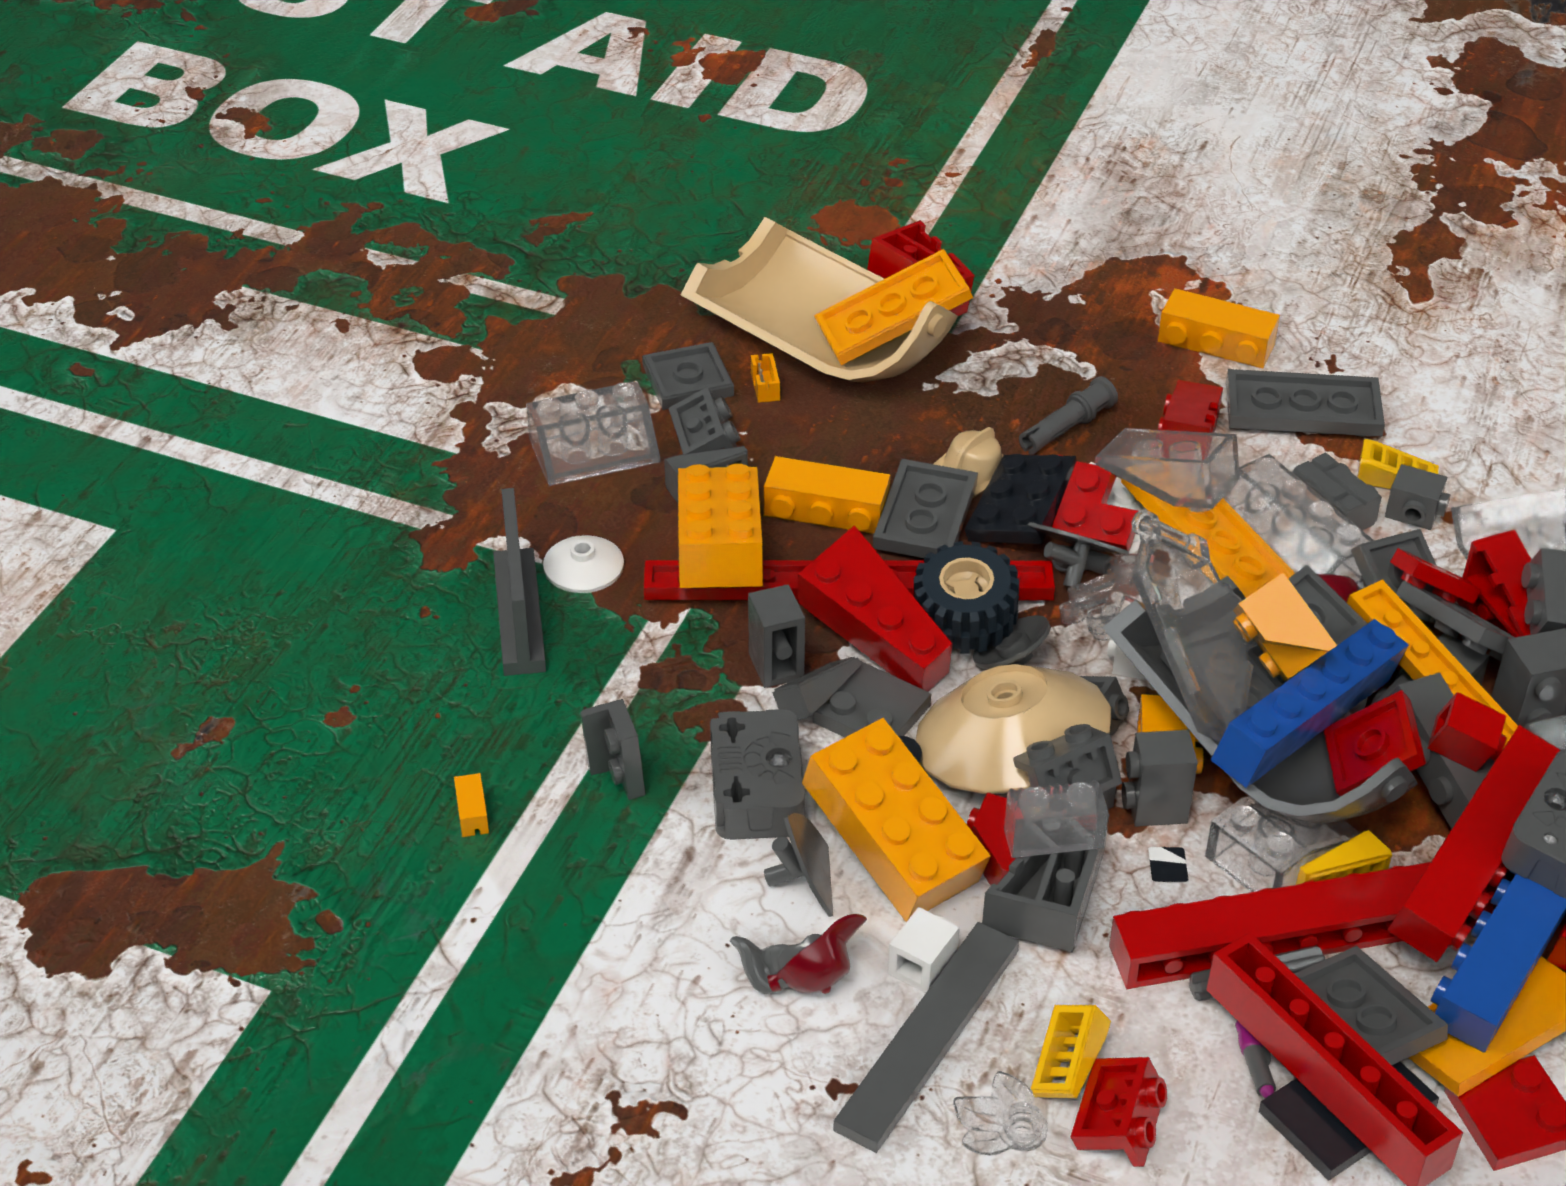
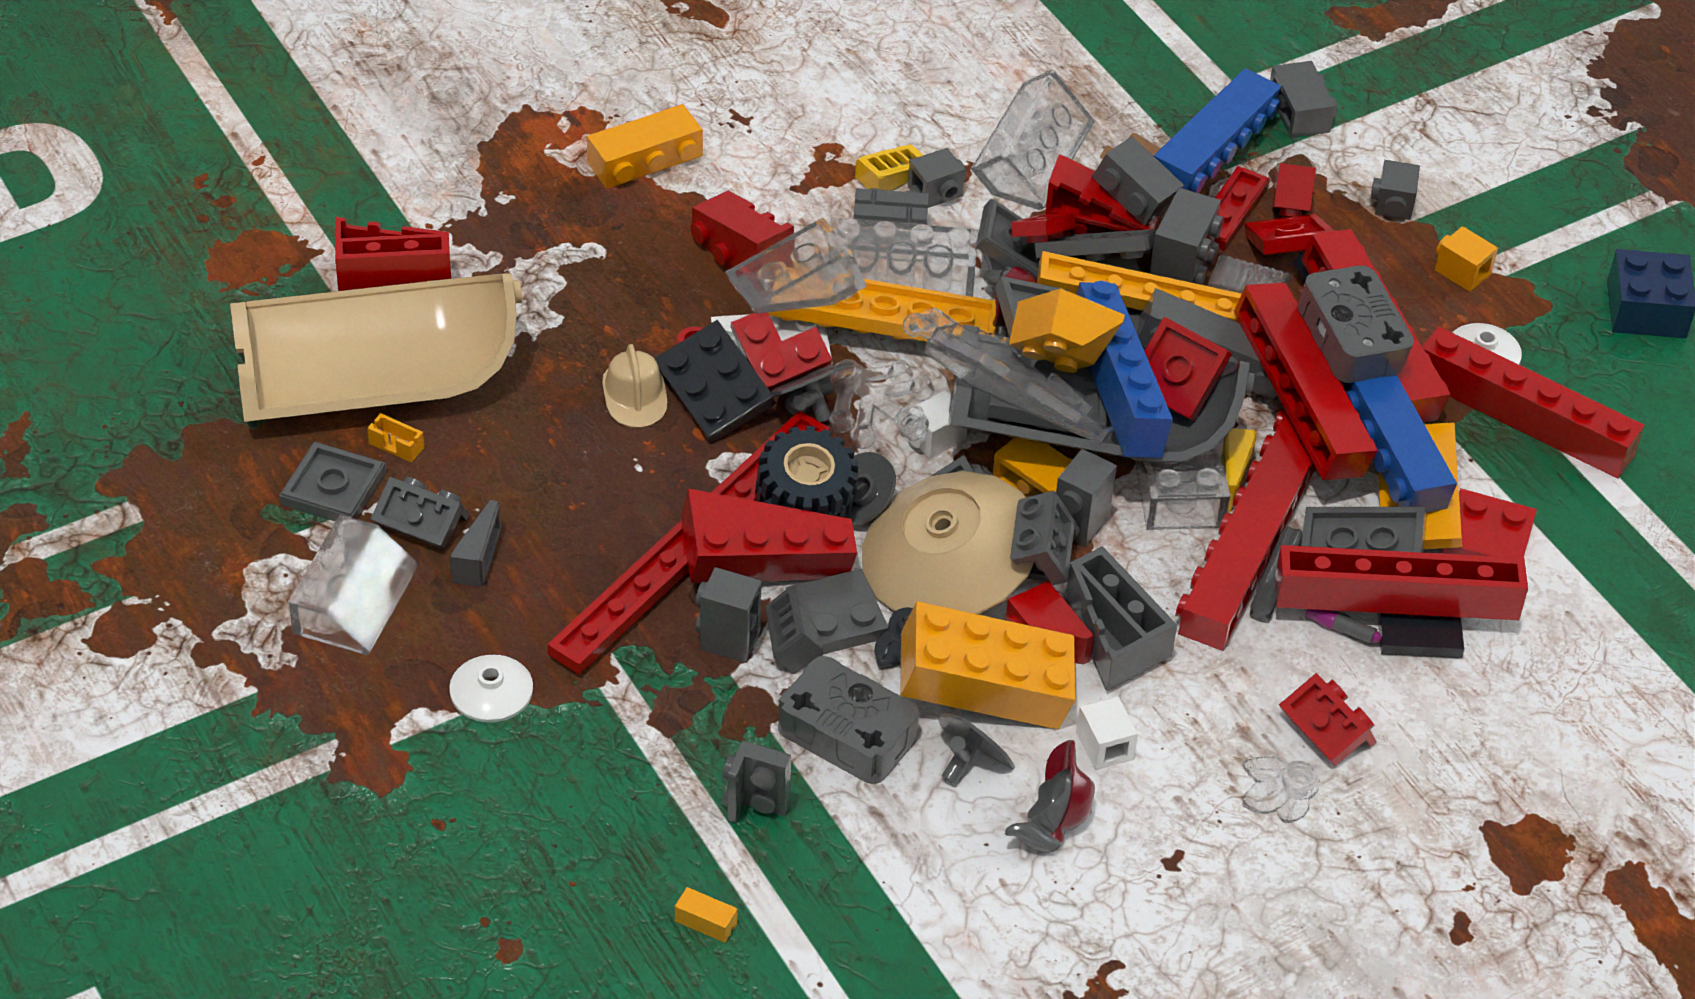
camera: 55 degrees left, 5 degrees up
(518, 600) = (514, 760): dark grey fence -> none
(719, 527) = (572, 572): light orange brick -> none
(825, 494) = (586, 489): light orange brick -> none
(891, 306) = (428, 304): light orange tile -> none
(924, 508) = (664, 444): dark grey plate -> none
(925, 1037) = (1179, 787): dark grey tile -> none
(1055, 819) = (1099, 574): clear brick -> none
(1060, 1035) = (1243, 689): yellow slope -> none
(1079, 408) = (645, 282): dark grey pin -> none
(1168, 864) = (1136, 553): black sticker -> none
(1304, 402) = (776, 159): dark grey plate -> none
(1468, 732) = (1221, 314): red brick -> none

